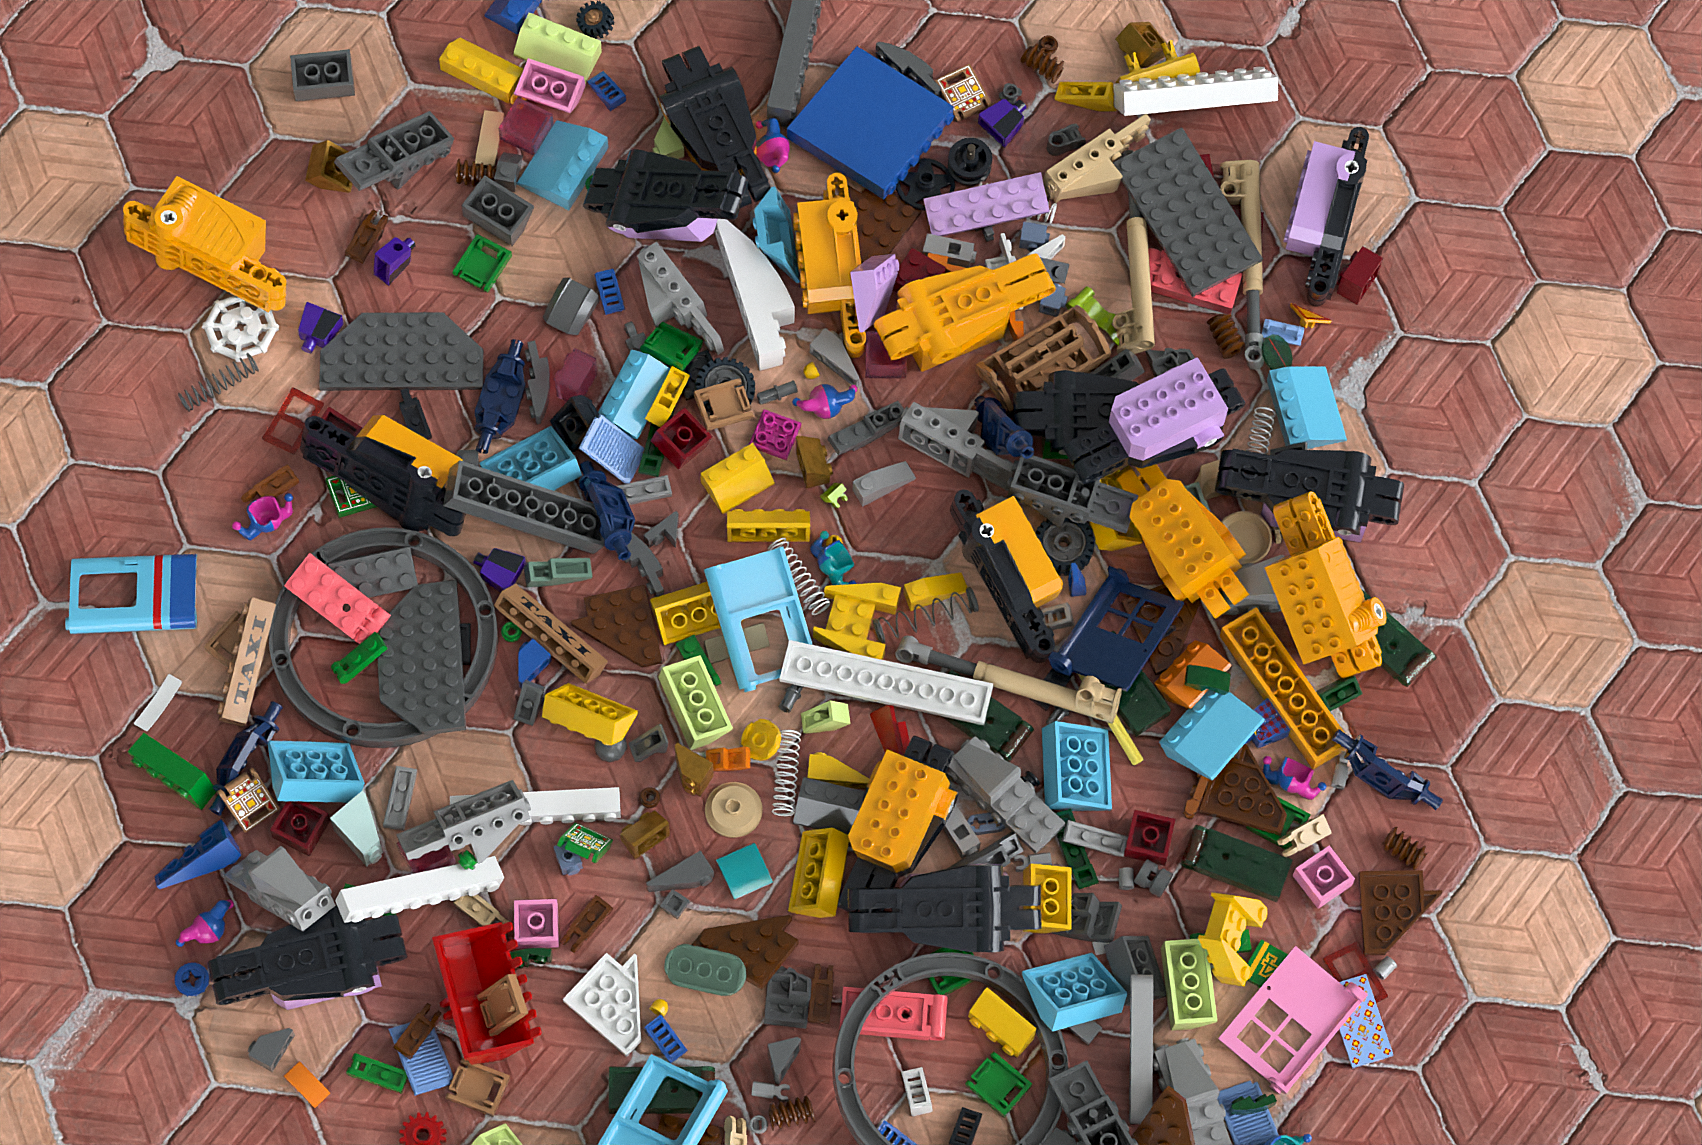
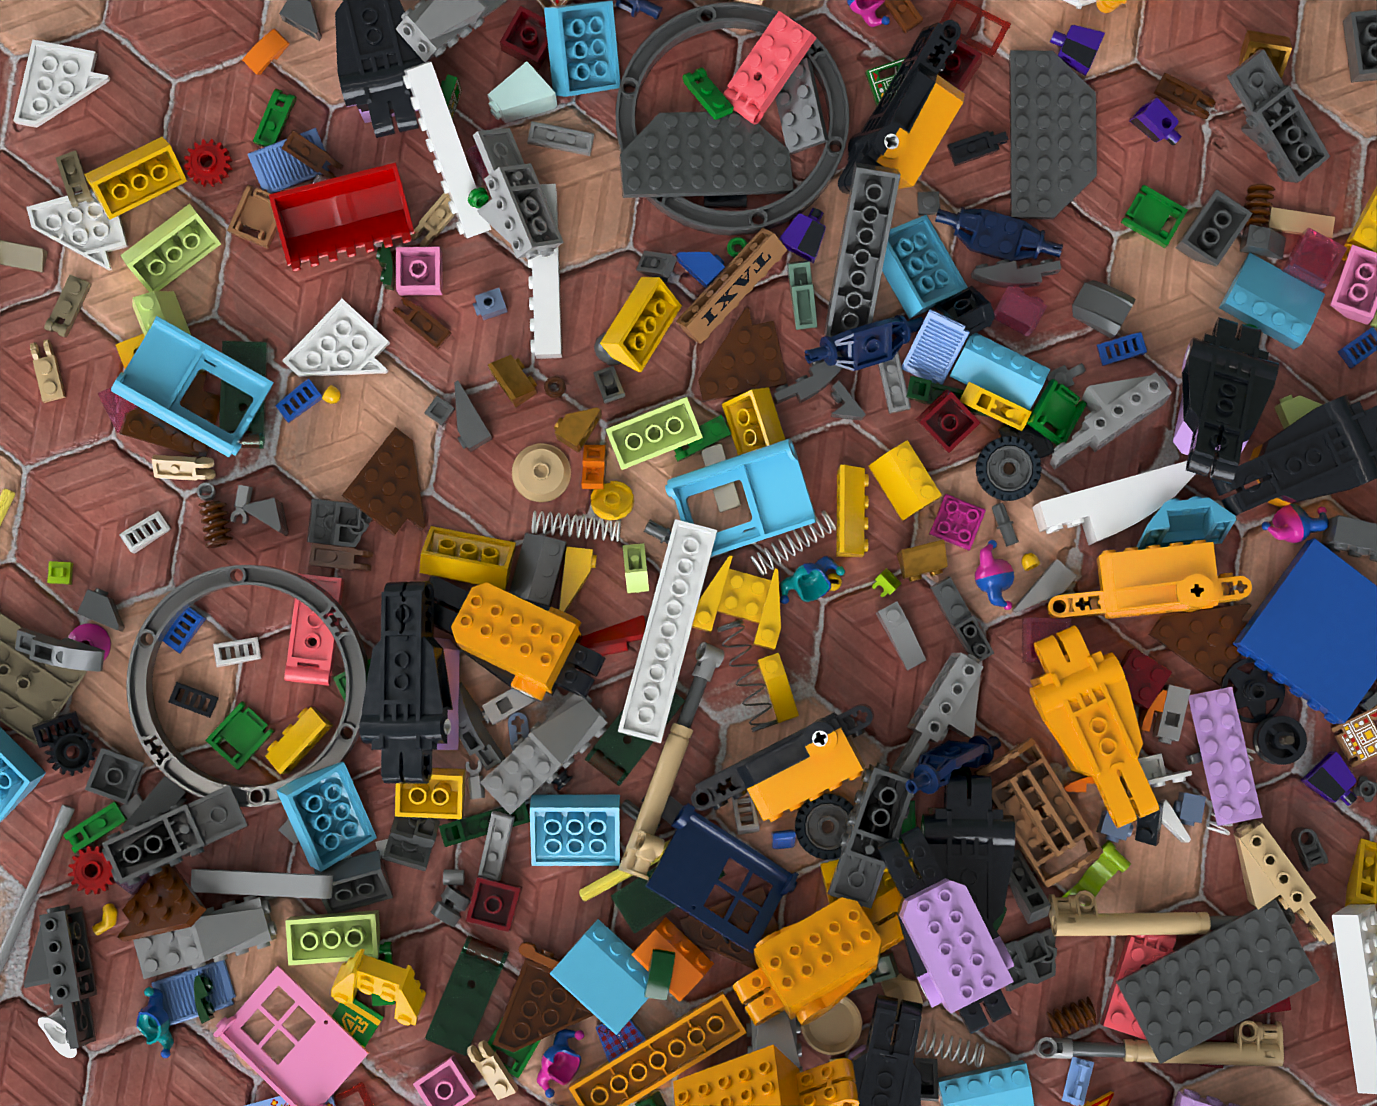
camera: 90 degrees right, 15 degrees up
(504, 1004) = (330, 236): medium nougat container -> none
(585, 841) = (501, 318): green container -> none
(705, 970) = (365, 439): sand green tile -> none
(726, 404) = (987, 468): medium nougat container -> none
(744, 871) = (473, 481): teal slope -> none
(873, 287) = (1116, 624): lavender slope -> none
(1276, 352) = (1049, 1073): clear green piece -> none

